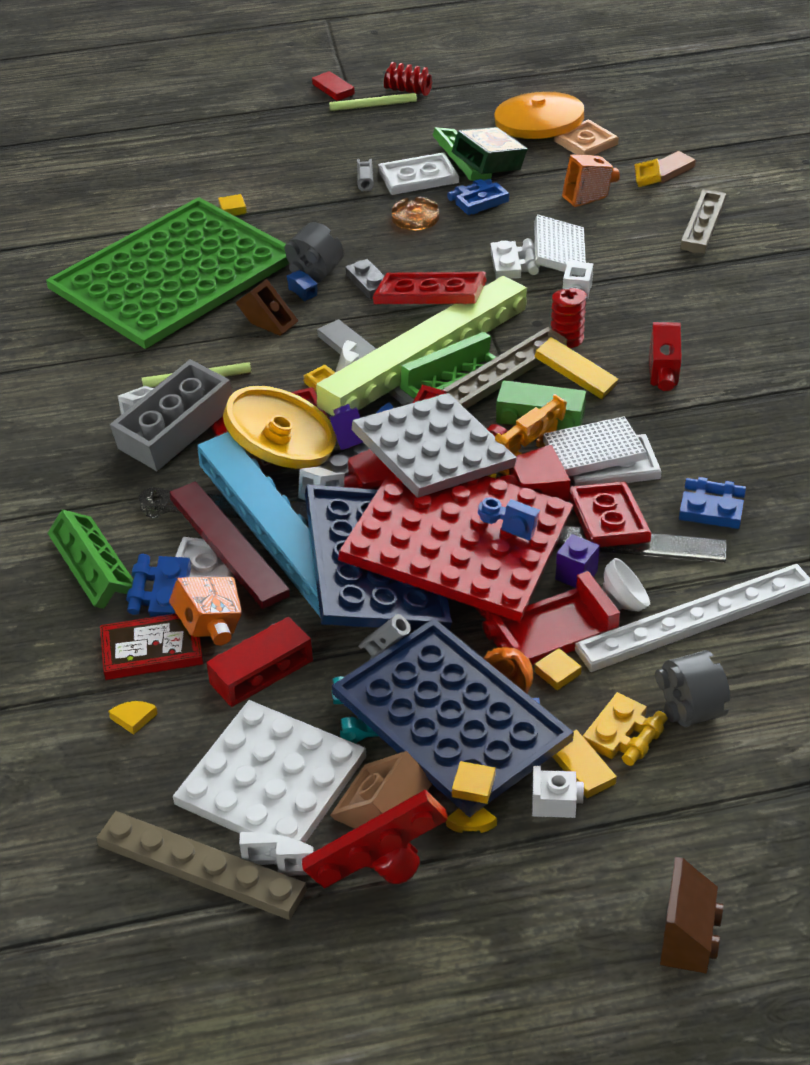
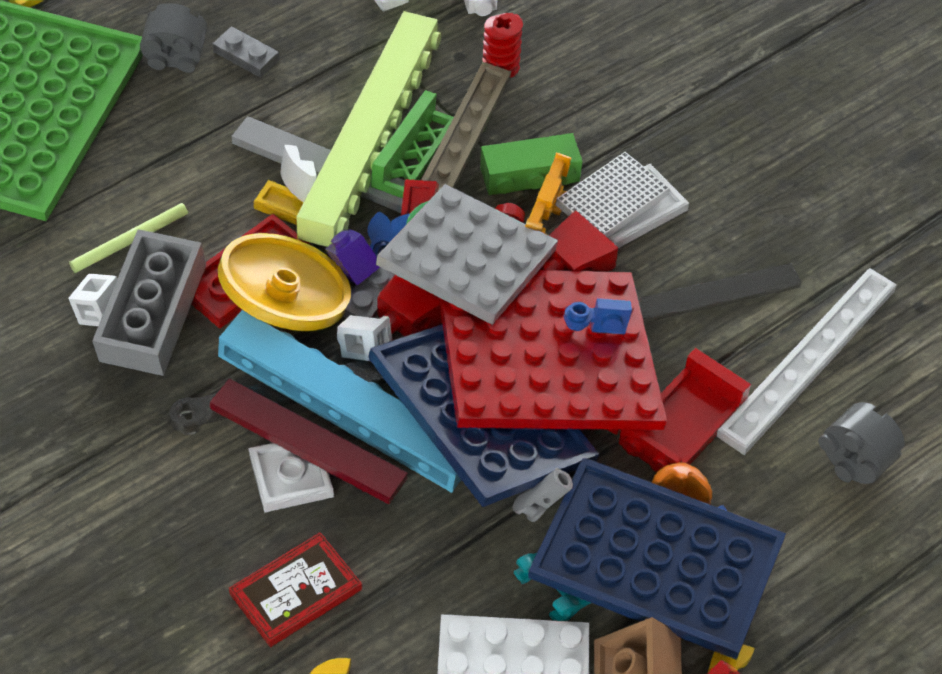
camera: 30 degrees left, 10 degrees up
(89, 557) = (163, 510): bright green fence -> none
(164, 580) = (275, 514): blue plate -> none
(207, 606) = (339, 526): orange torso -> none
(259, 661) = (425, 566): red brick -> none
(267, 309) = (160, 127): reddish brown slope -> none
(302, 285) = (177, 82): blue piece -> none
(430, 288) = (334, 50): red tile -> none
(473, 782) = (731, 625): yellow tile -> none
(555, 793) = (786, 607): white brick -> none
(557, 669) = (717, 463): yellow tile -> none
(576, 368) = (539, 104): yellow tile -> none
(576, 557) = (672, 338): dark purple brick -> none
(587, 764) = (803, 562): yellow tile -> none
(609, 514) = (669, 271): red tile -> none
(617, 722) = (802, 504): yellow plate -> none
(624, 587) = (733, 353): white piece -> none
(663, 368) = (625, 65): red torso -> none
(709, 508) = (758, 231): blue plate -> none

